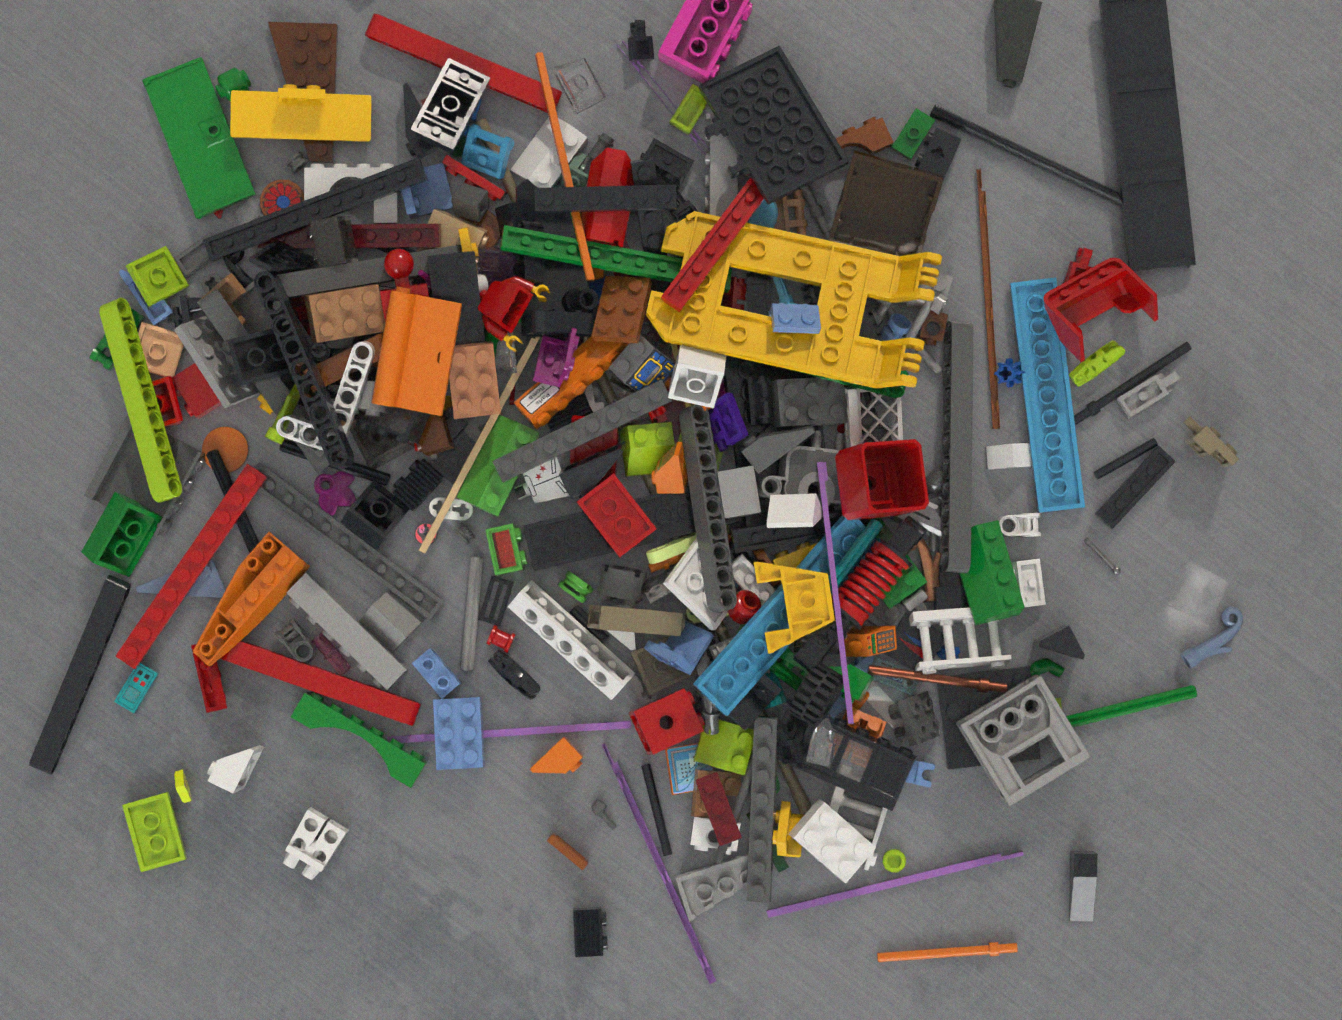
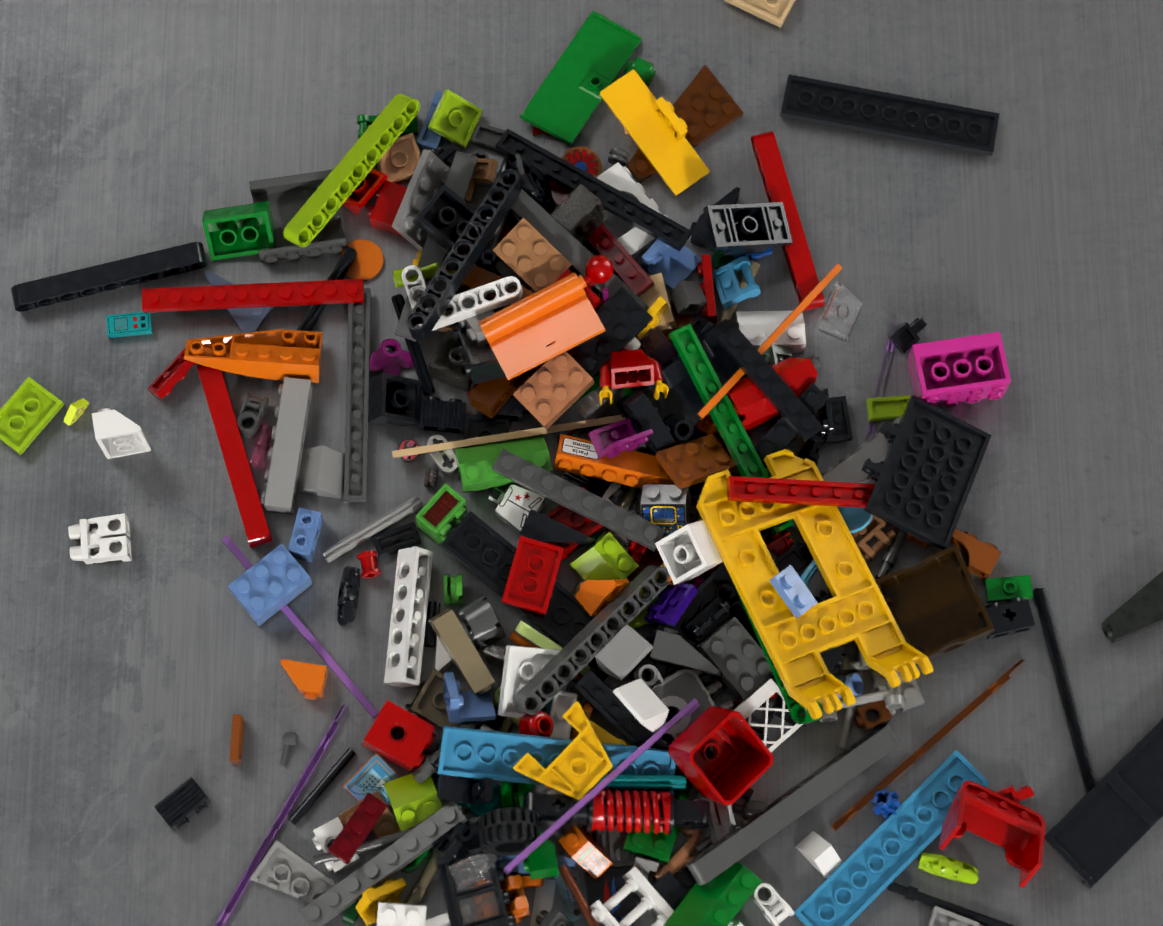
camera: 50 degrees right, 15 degrees down
(401, 764) = (212, 560): green arch -> none

